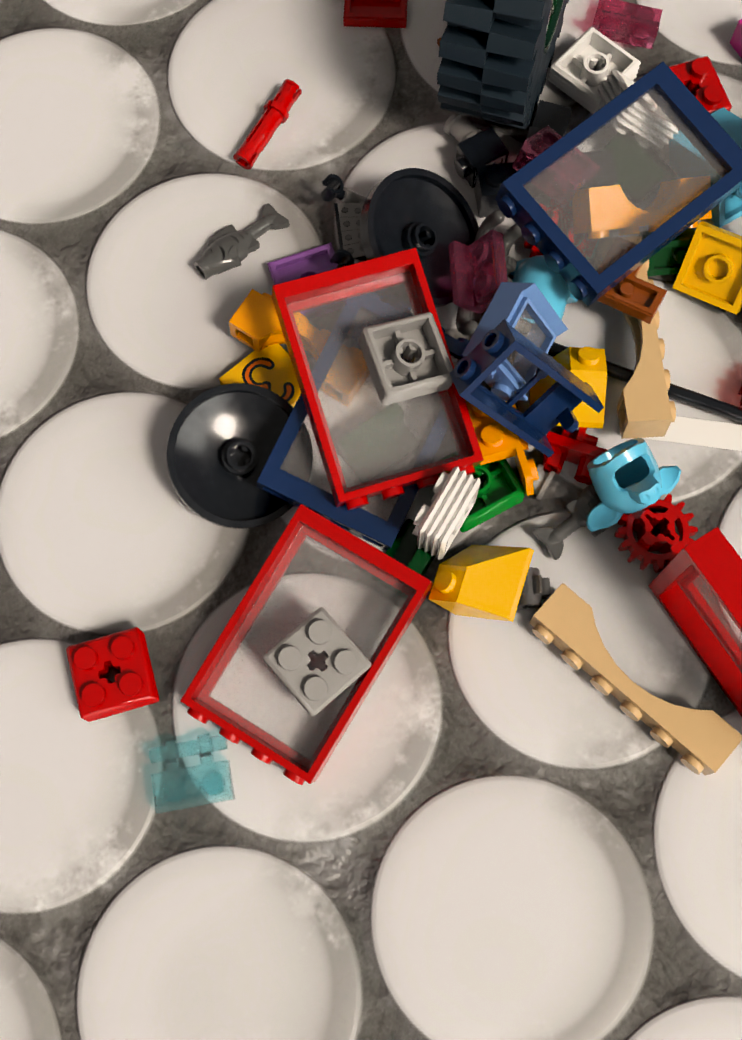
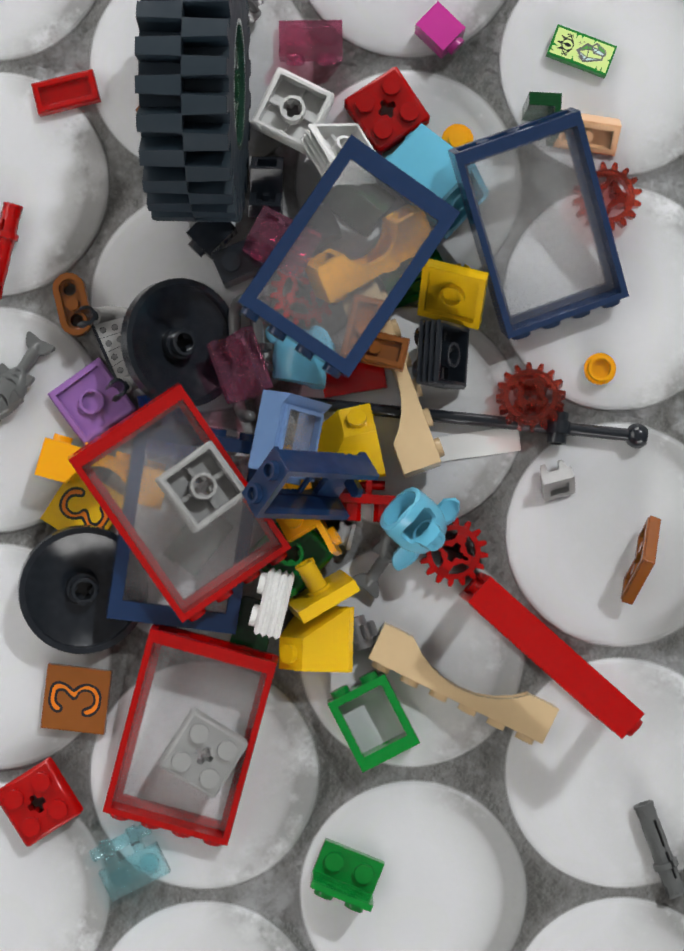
camera: 15 degrees left, 15 degrees up
(193, 575) = (76, 698): none -> dark orange tile
(313, 187) = (67, 304): none -> dark orange plate
(441, 862) = (346, 875): none -> green bracket
(498, 523) = (320, 591): none -> yellow tile
(525, 730) = (387, 749): none -> green window
(593, 330) = (363, 379): none -> red tile
(693, 322) = (441, 354): none -> black brick

